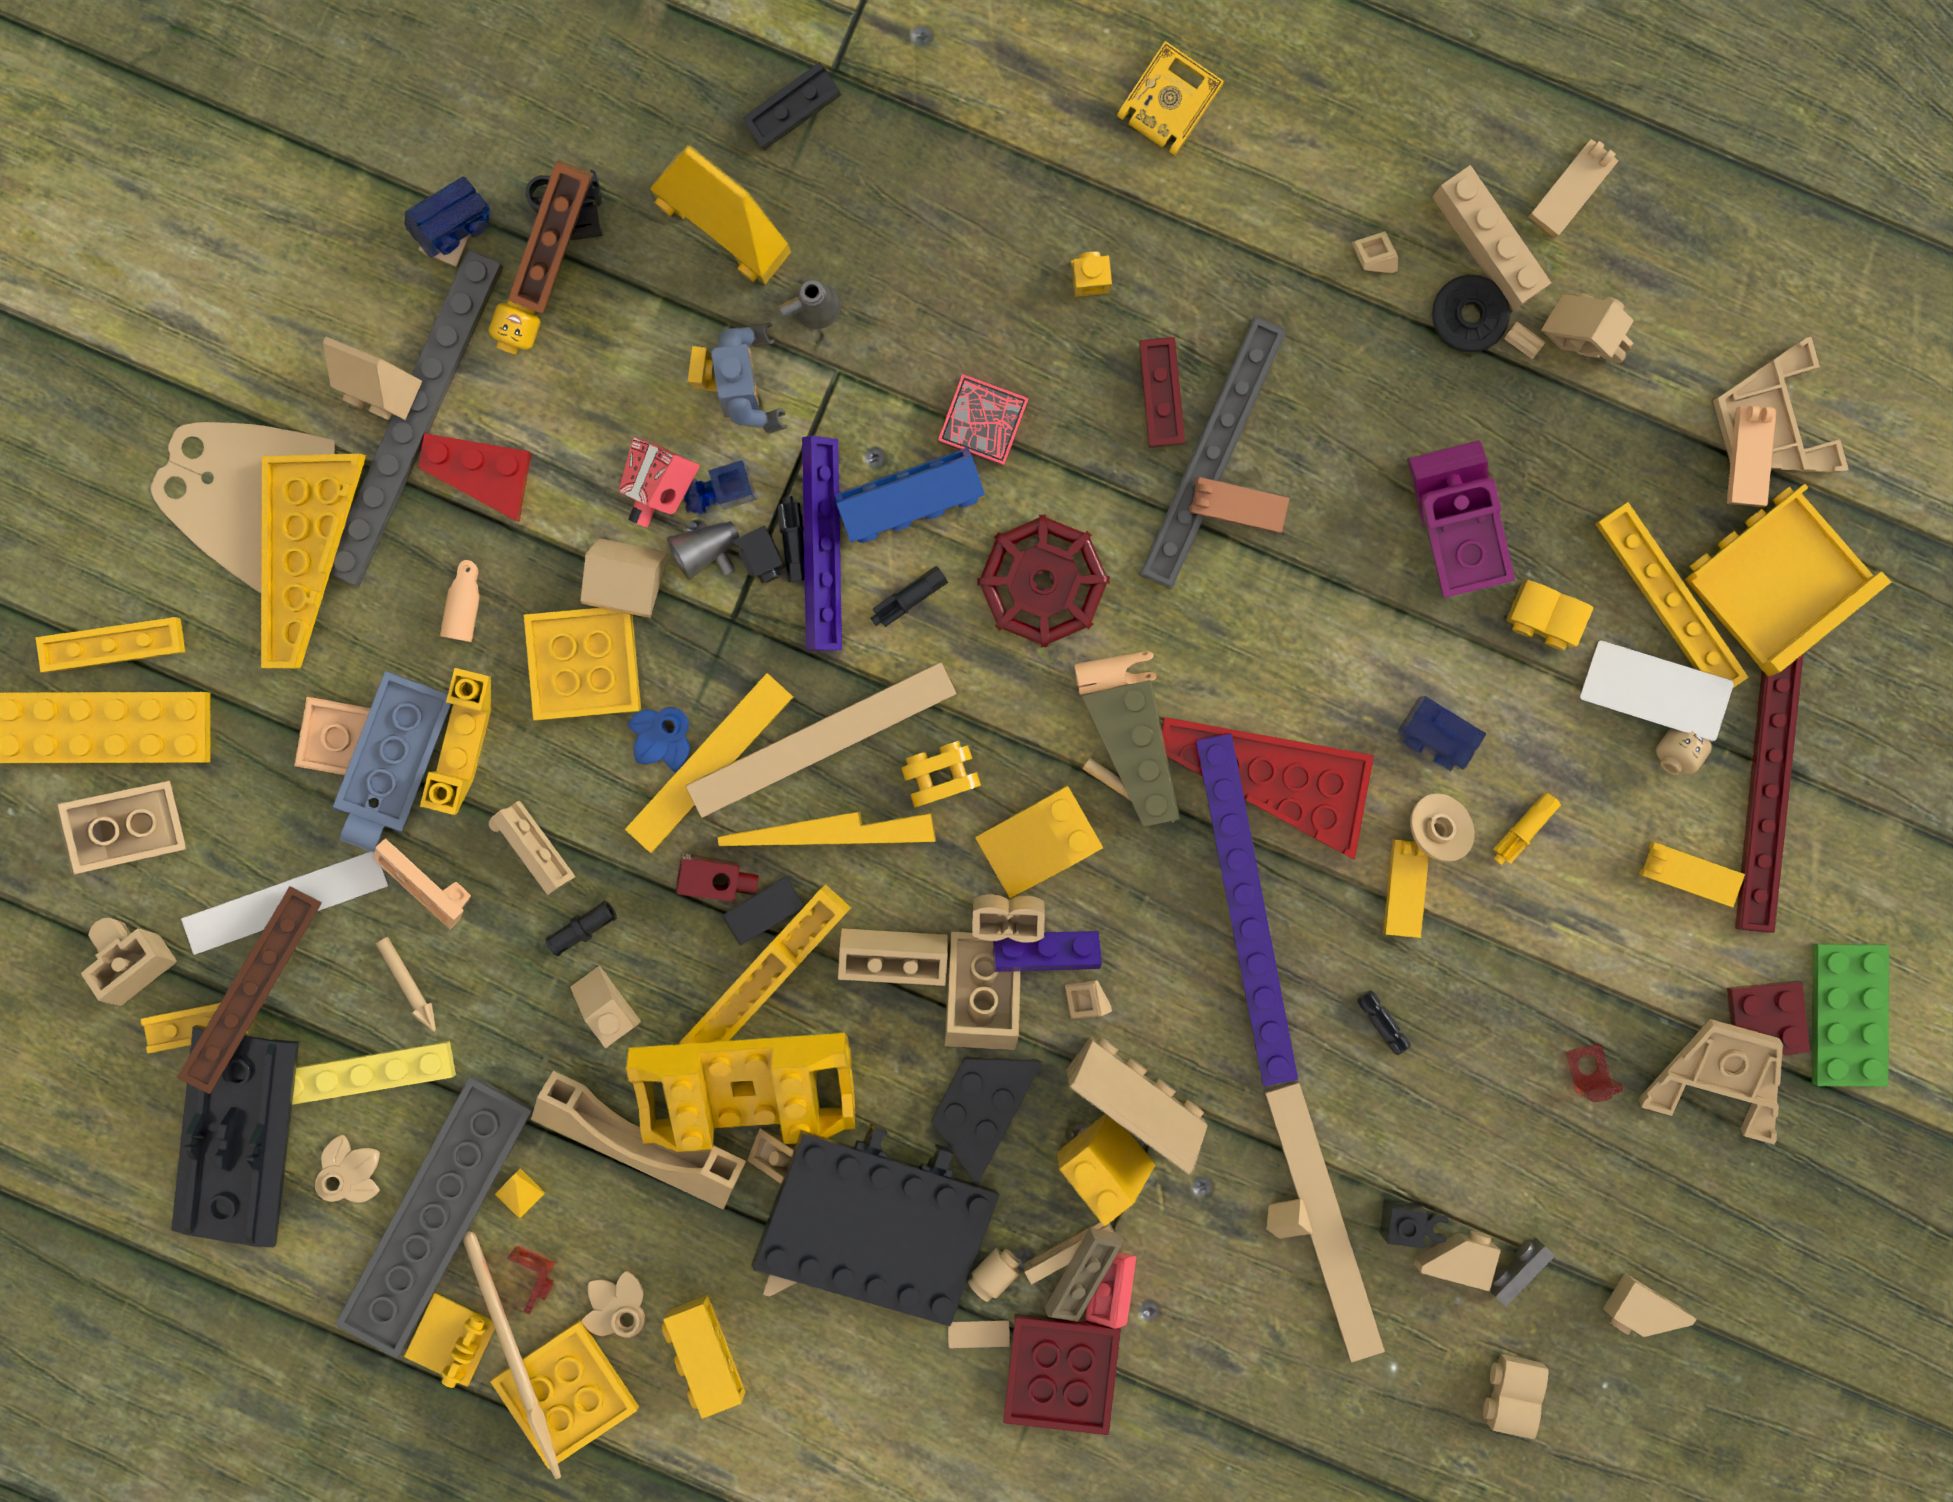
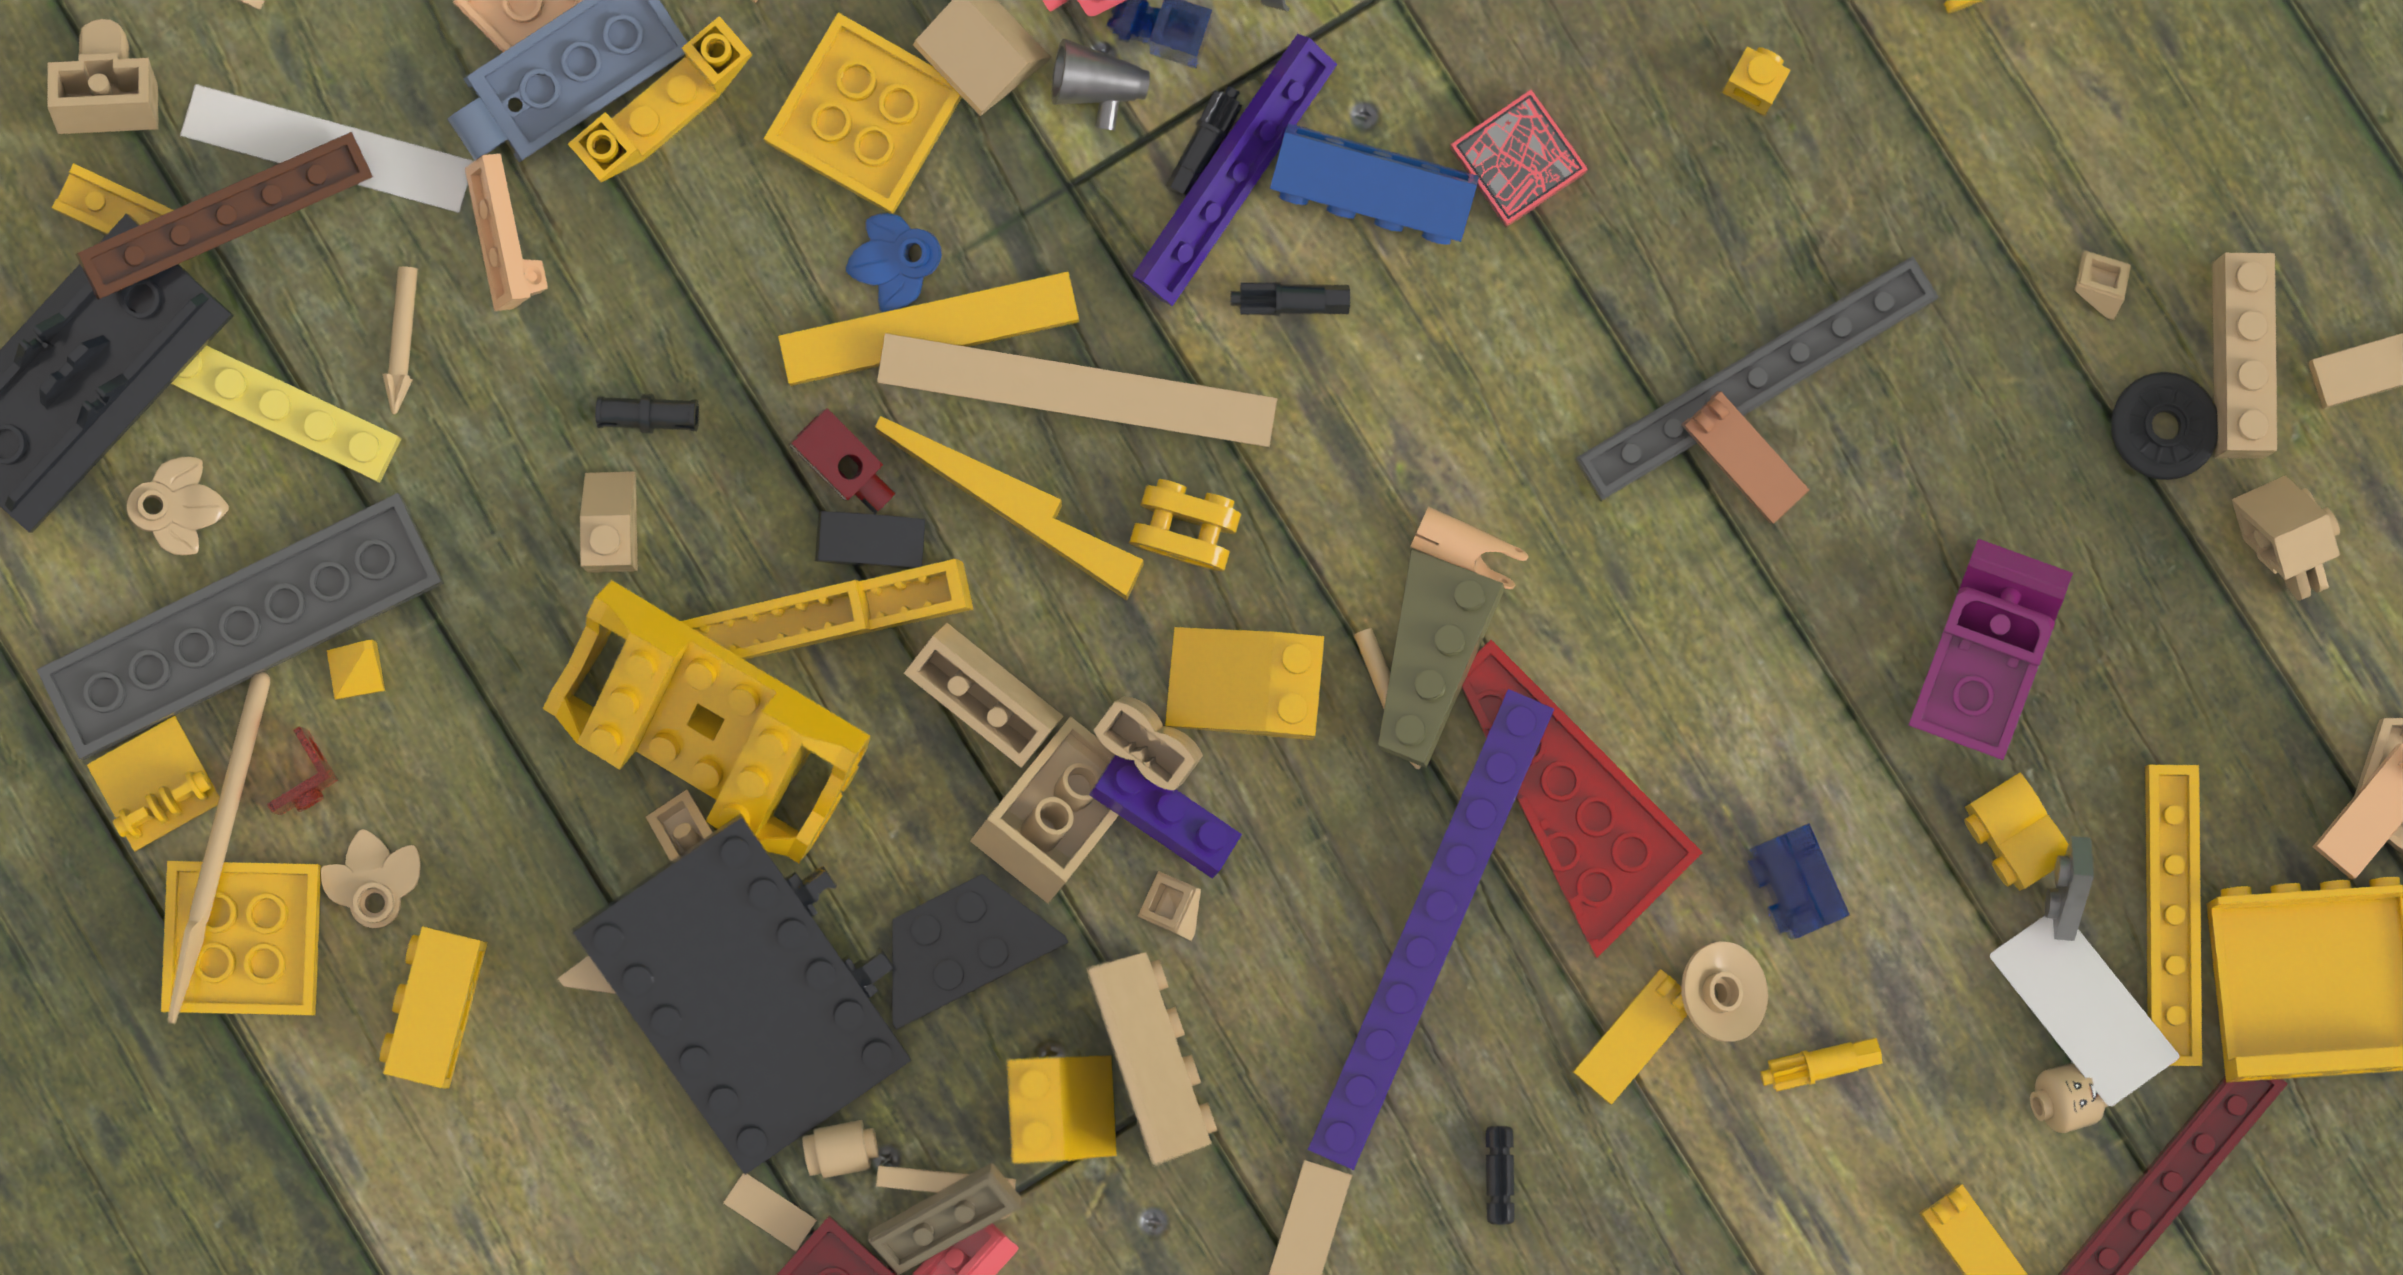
camera: 25 degrees right, 5 degrees down
(532, 847) = (658, 281): tan hinge -> none
(578, 1114) = (492, 623): tan arch -> none
(760, 555) = (1155, 132): black window -> none
(1052, 599) = (1451, 415): dark red plate -> none
(1161, 392) = (1745, 268): dark red plate -> none
(1524, 340) = (2206, 499): tan piece -> none
(1605, 628) = (2073, 882): none -> flat silver plate

